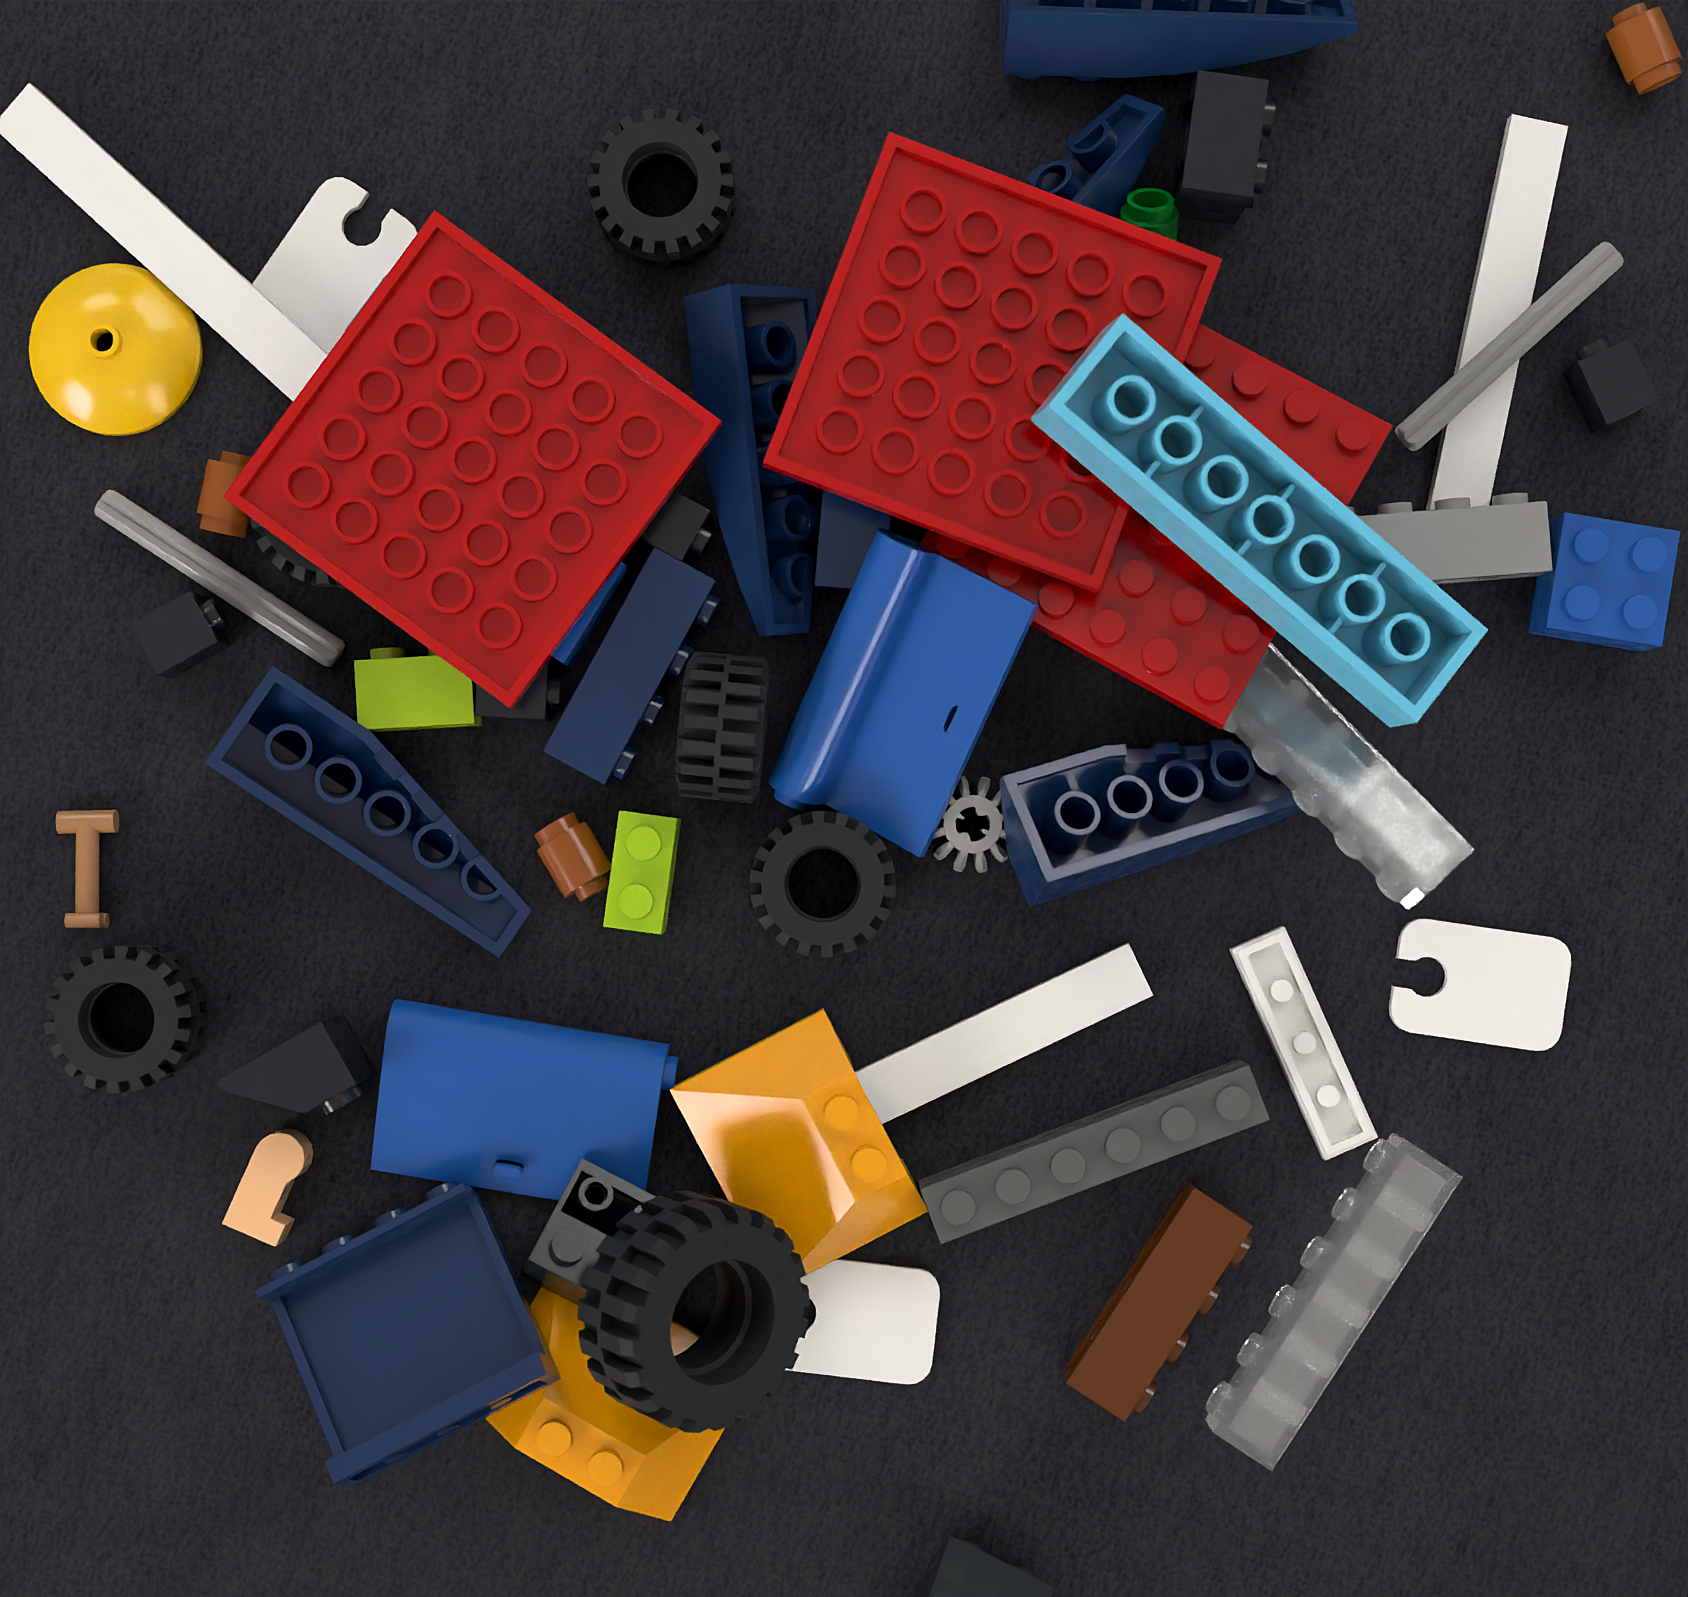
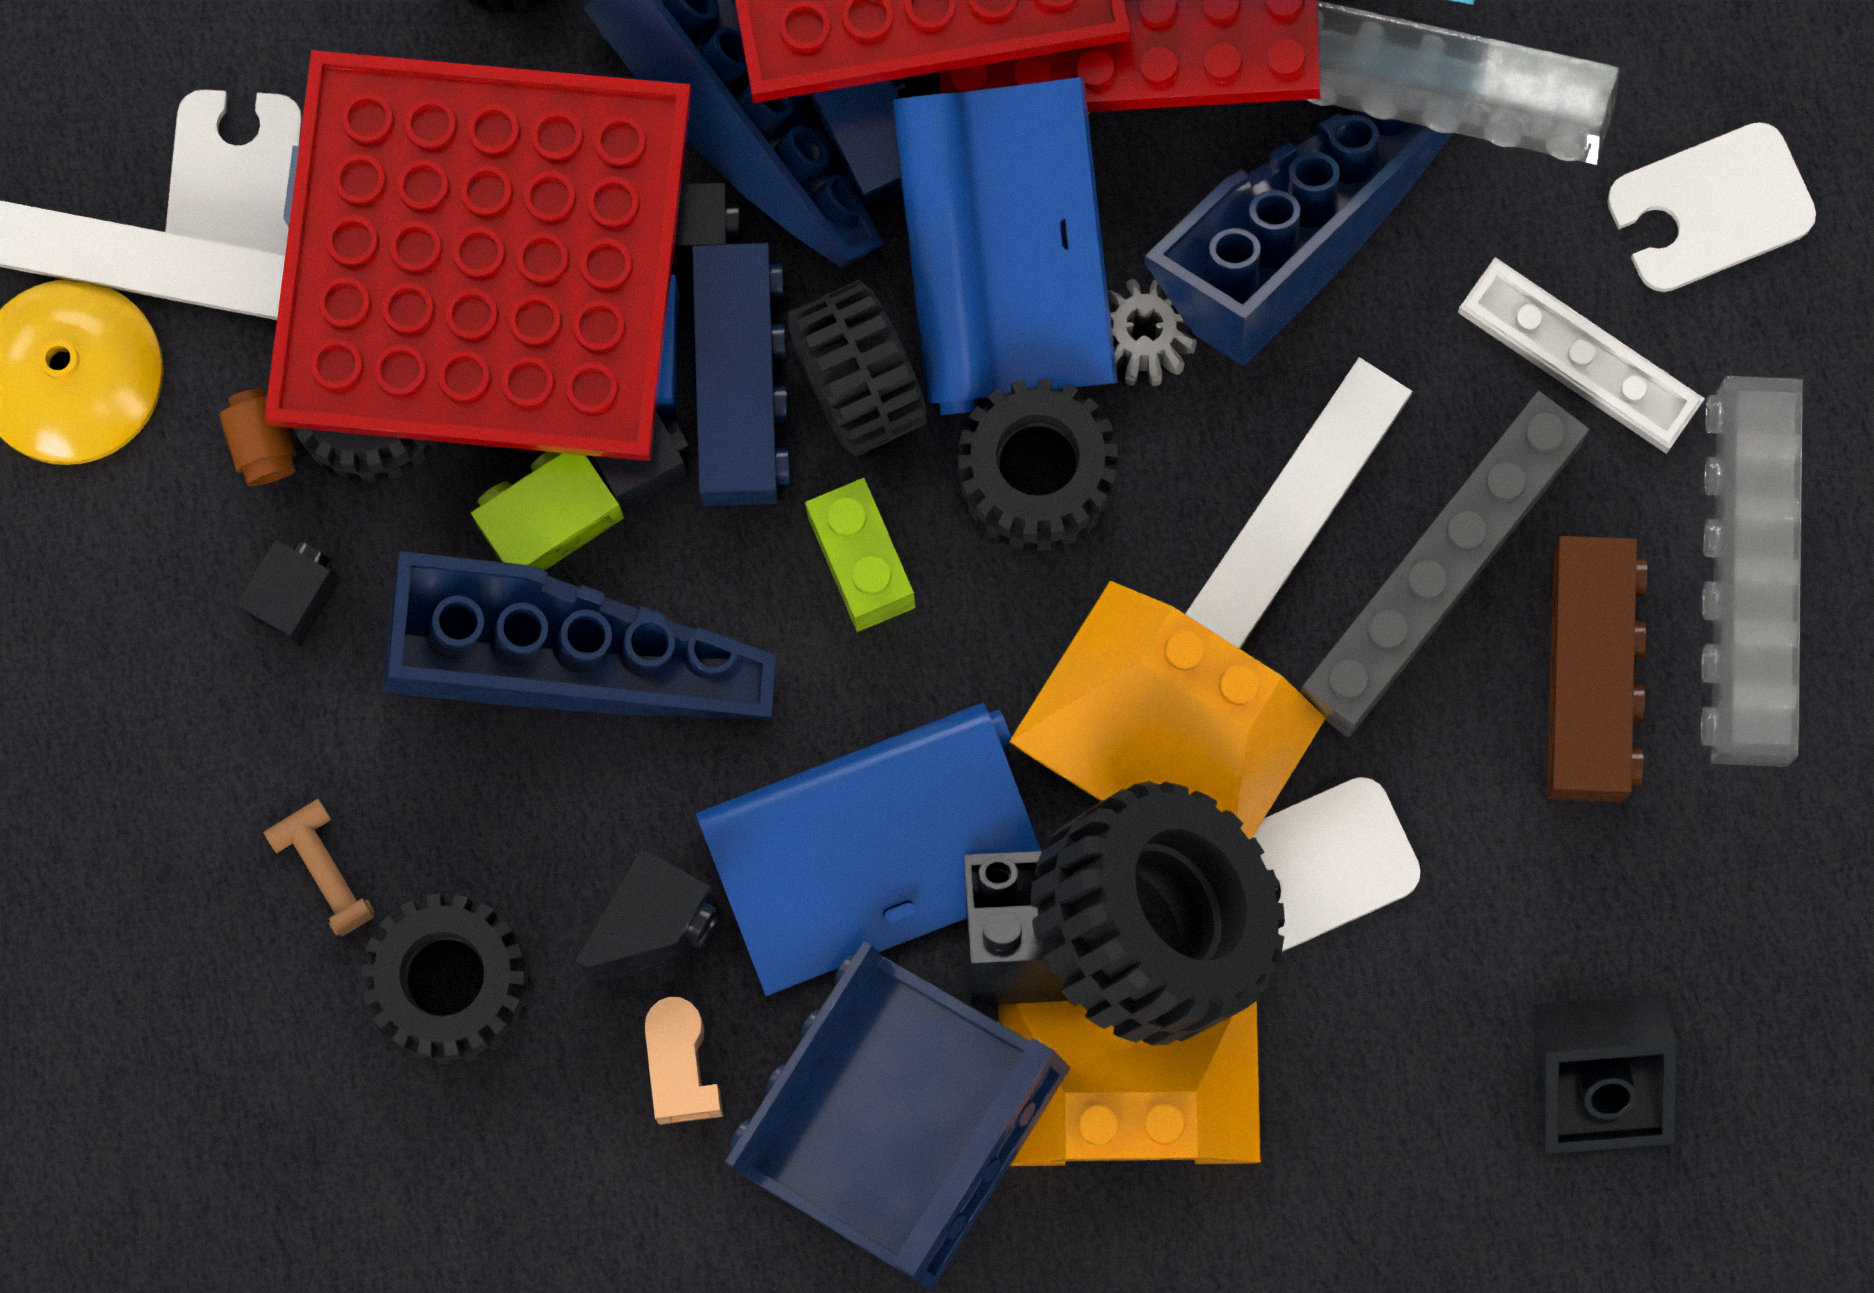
camera: 25 degrees left, 10 degrees down
(219, 578) = (292, 522): light grey axle -> none
(573, 857) = (786, 582): dark orange brick -> none

